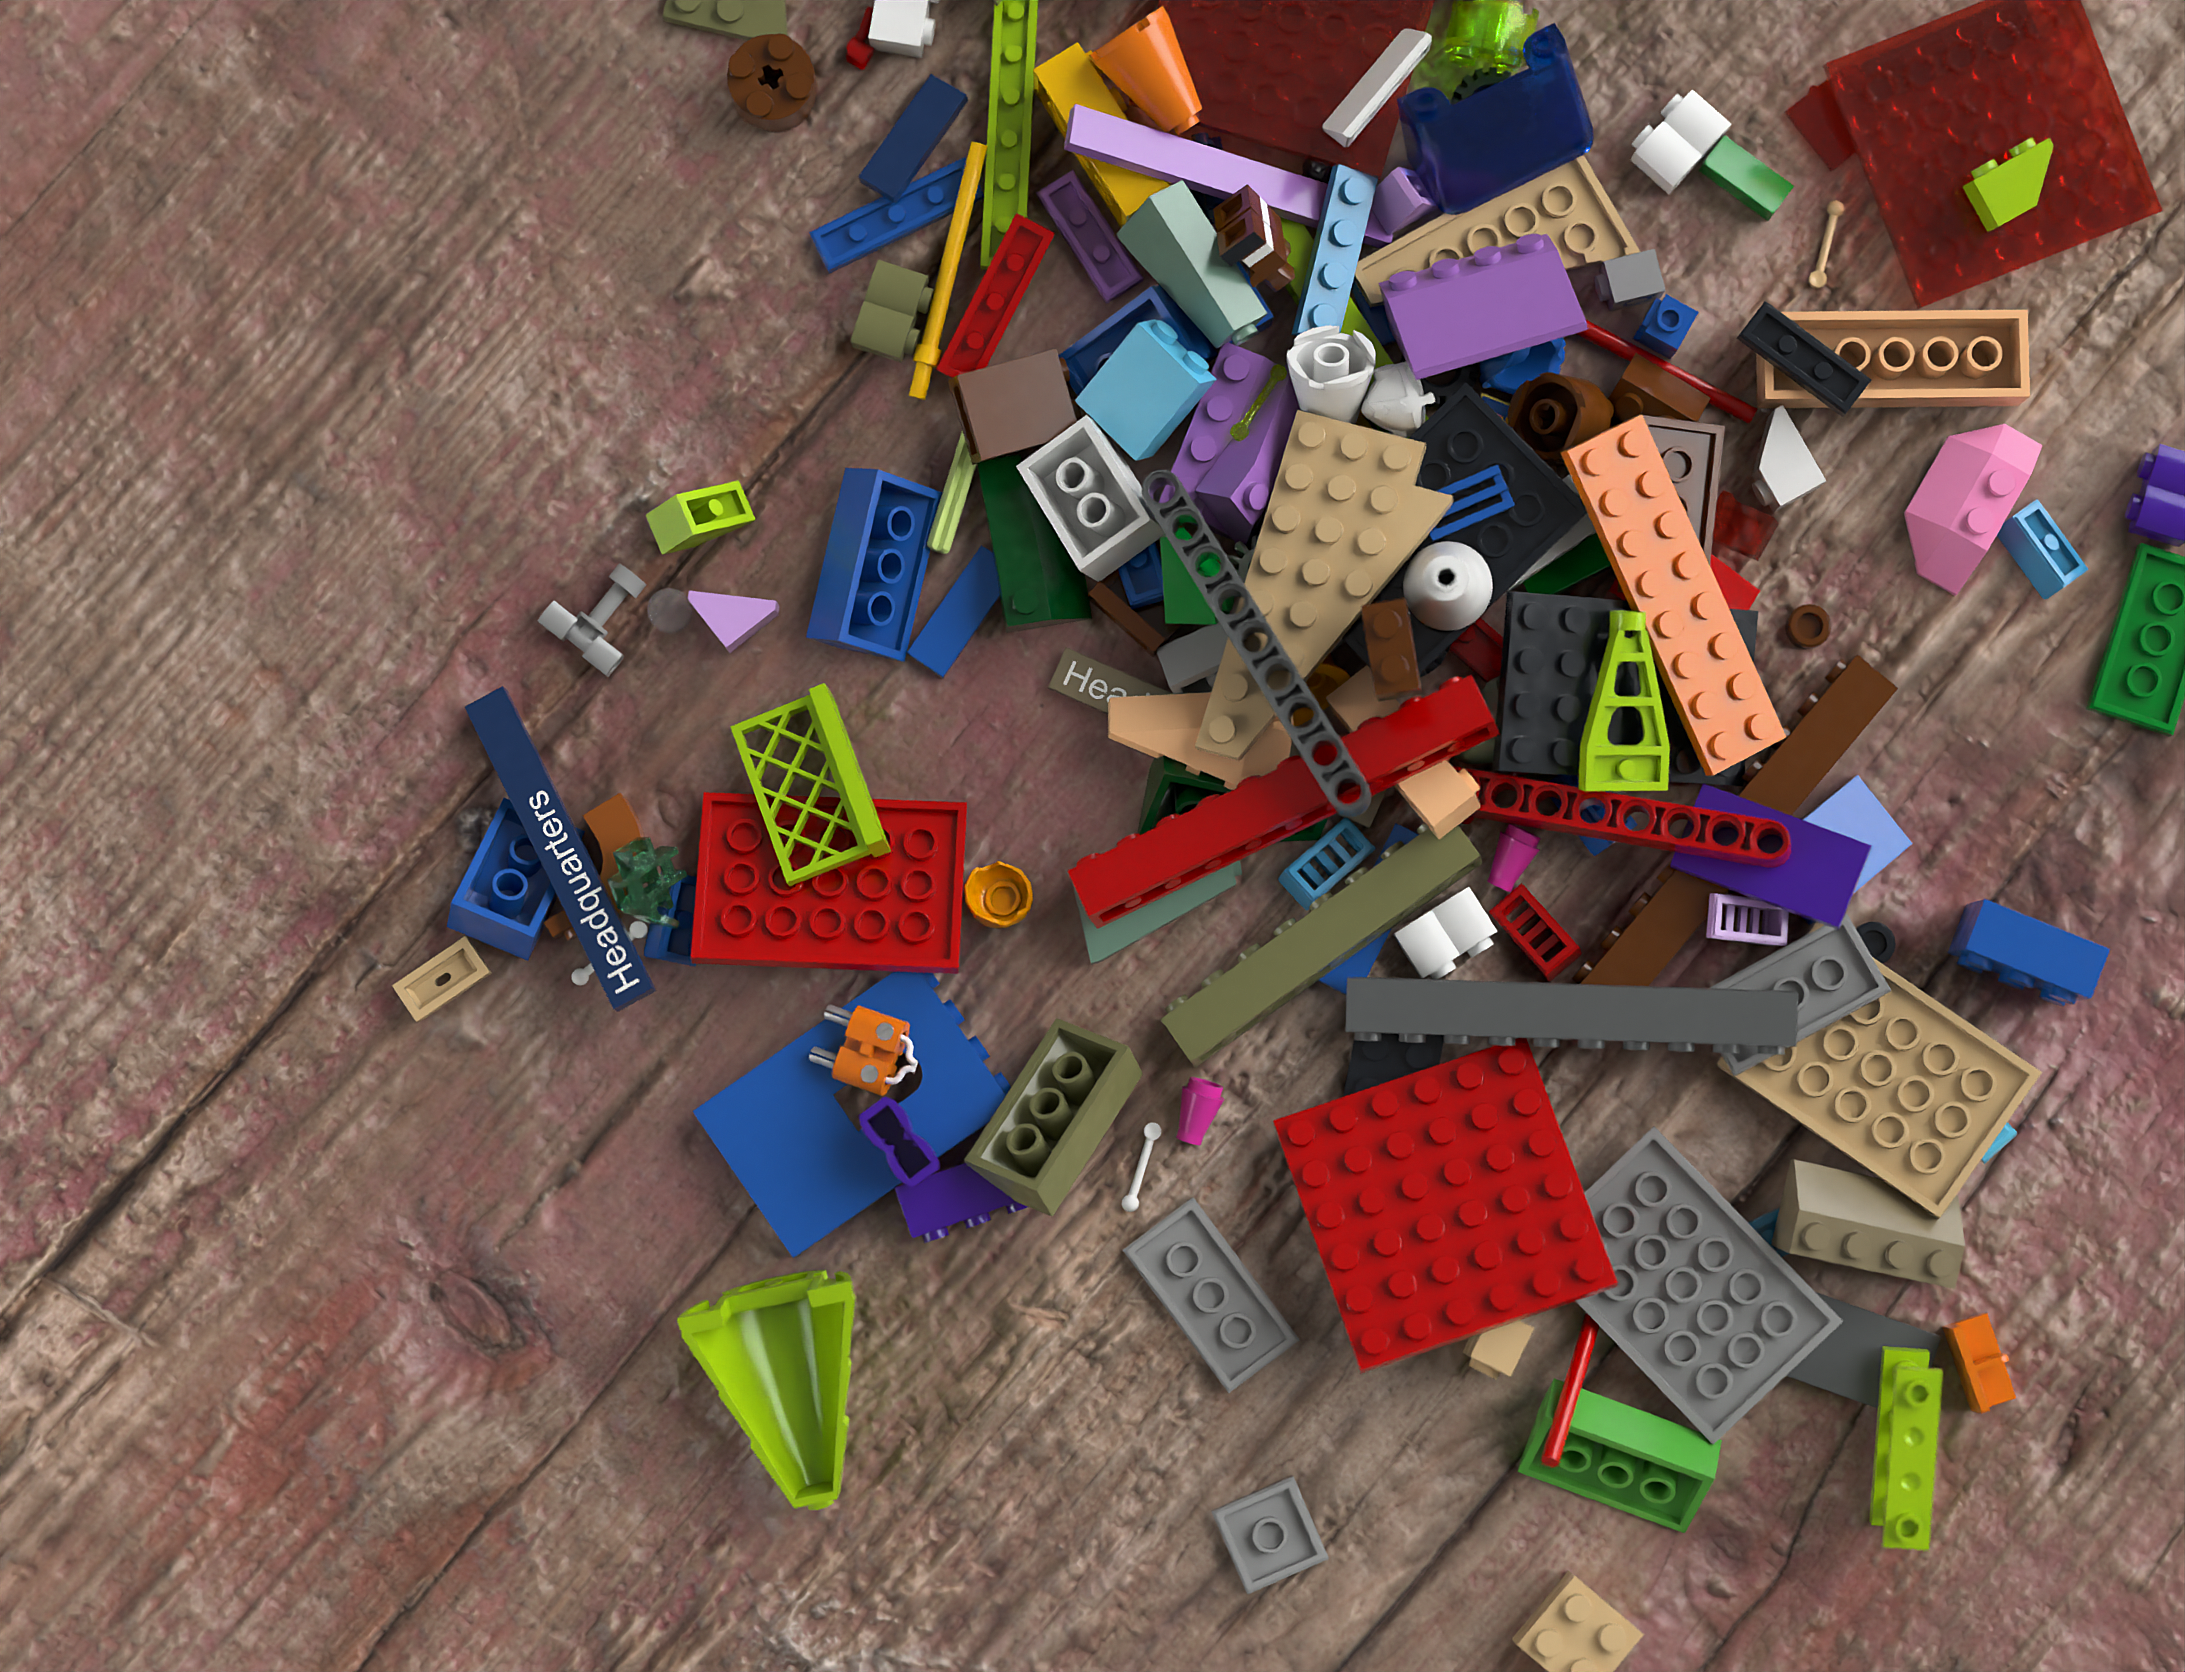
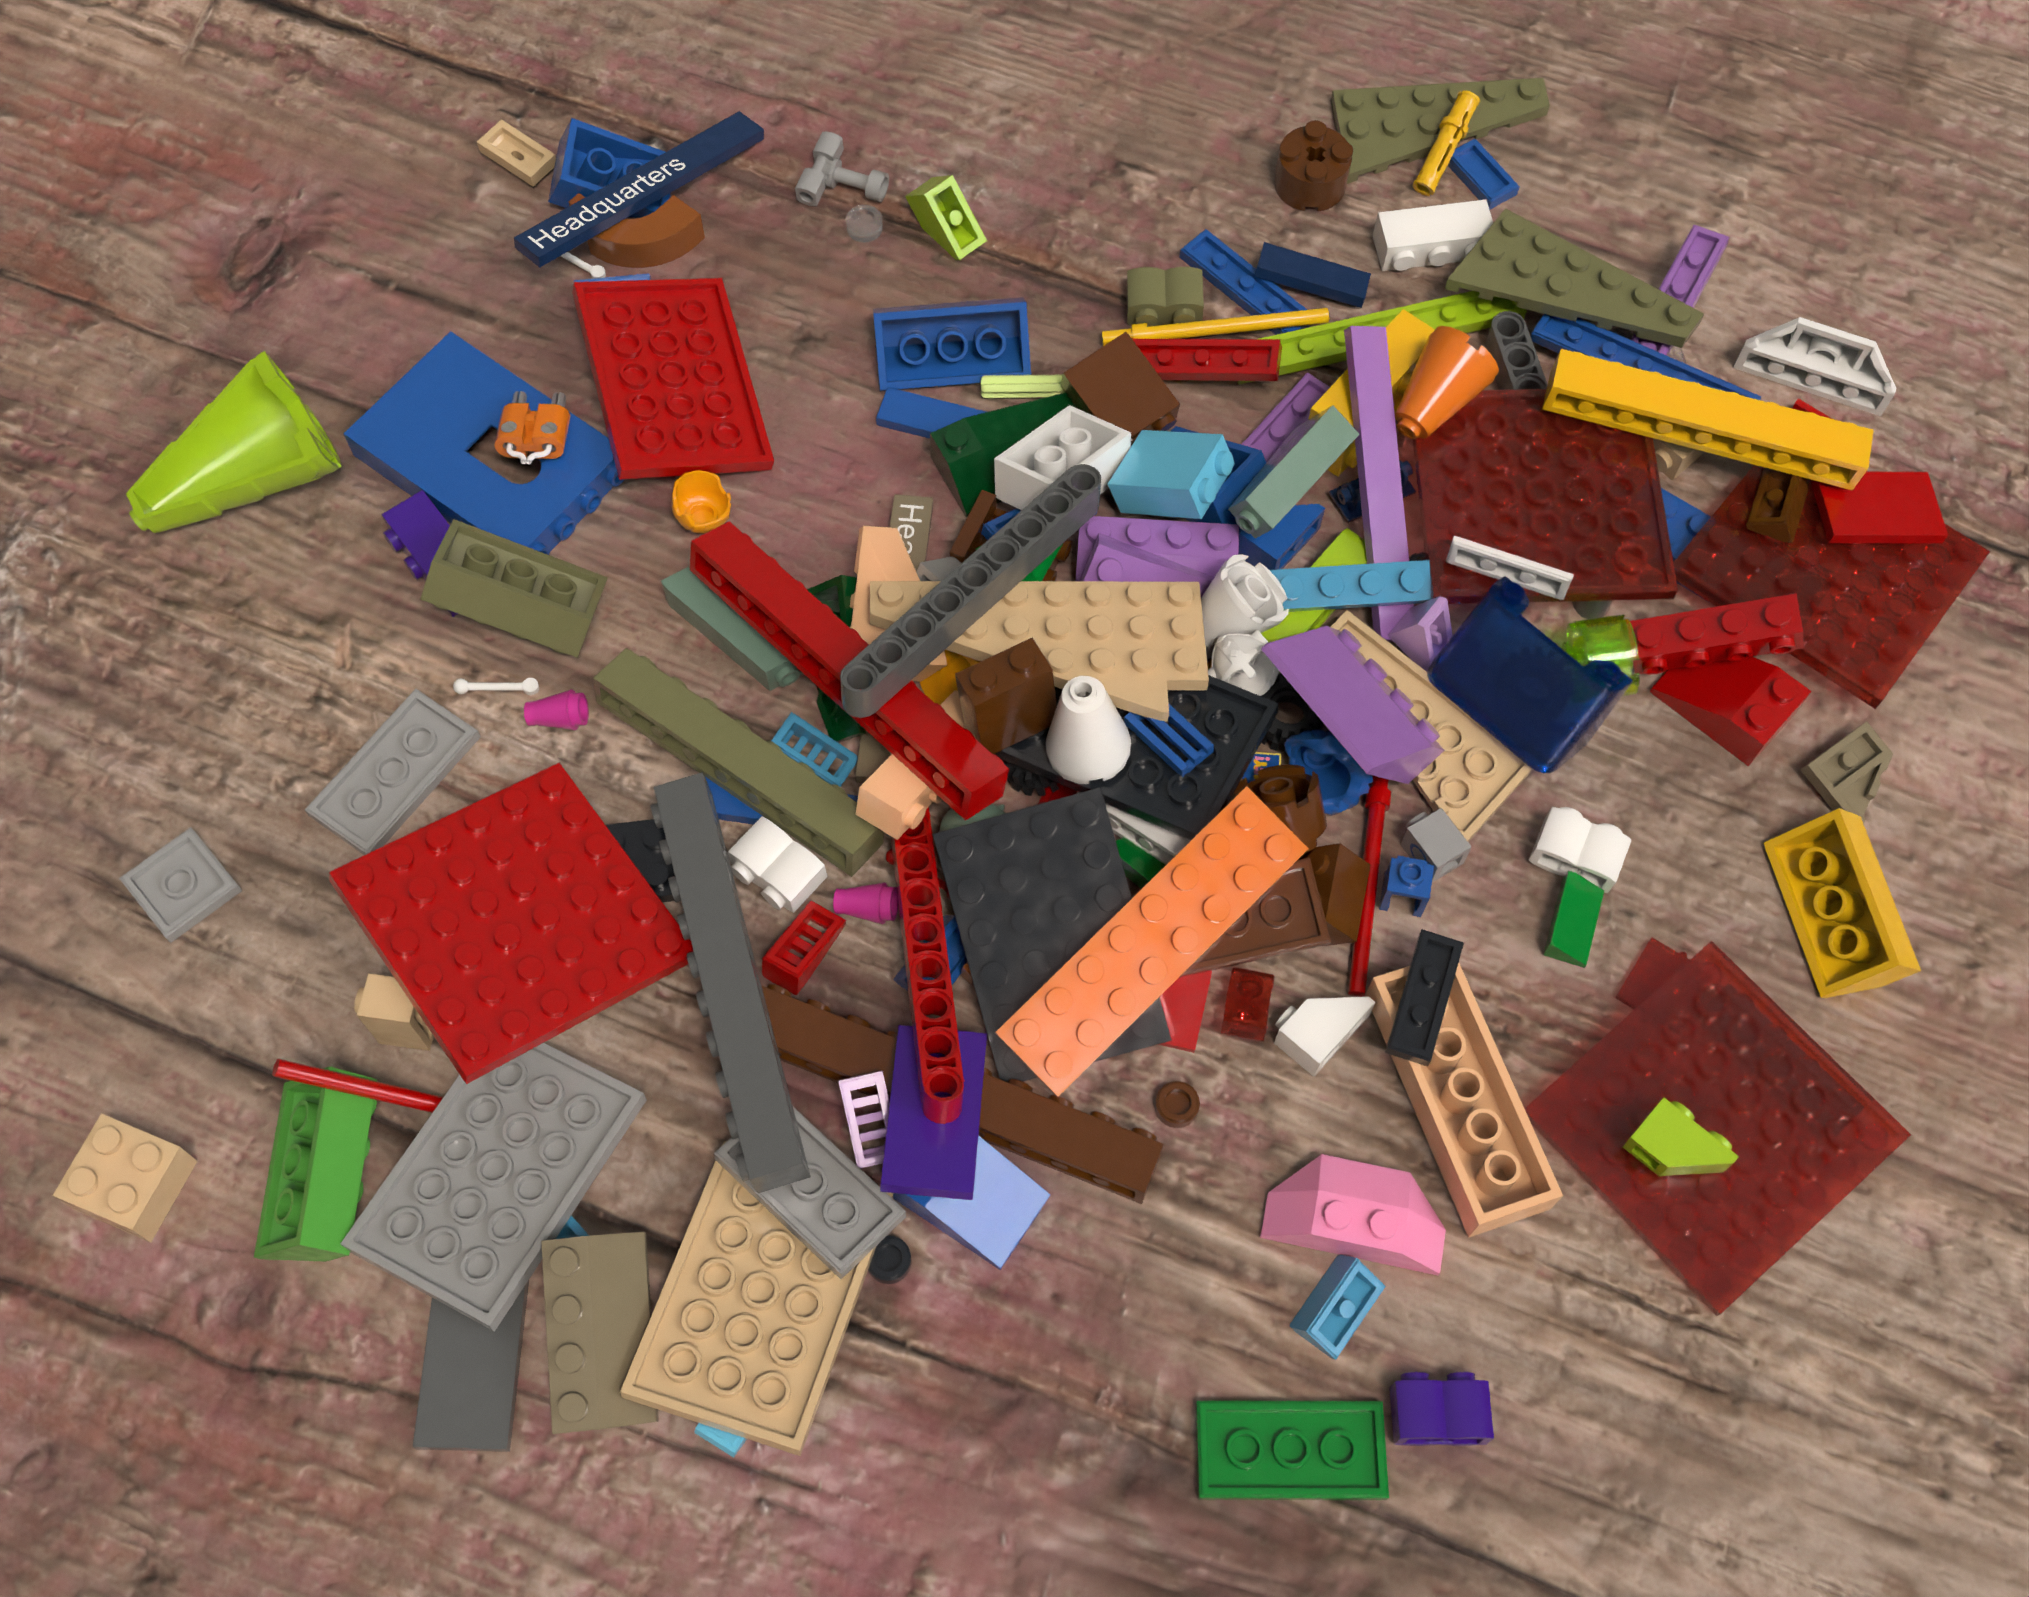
camera: 70 degrees right, 20 degrees down
(642, 868) = (620, 227): clear green piece -> none
(733, 617) = (869, 259): lavender slope -> none
(845, 771) = (765, 360): lime fence -> none
(858, 51) = (1365, 223): red hand -> none
(907, 1153) = (457, 465): dark purple brick -> none
(1240, 430) = (1168, 556): clear neon green hinge -> none
(1254, 234) = (1332, 507): reddish brown hips -> none
(1625, 766) = (974, 943): lime plate -> none
(1818, 277) = (1510, 1013): tan hinge -> none
(1905, 1447) = (369, 1427): lime fence -> none
(1979, 1362) = (487, 1497): orange panel -> none
(2027, 953) = (920, 1403): blue brick -> none

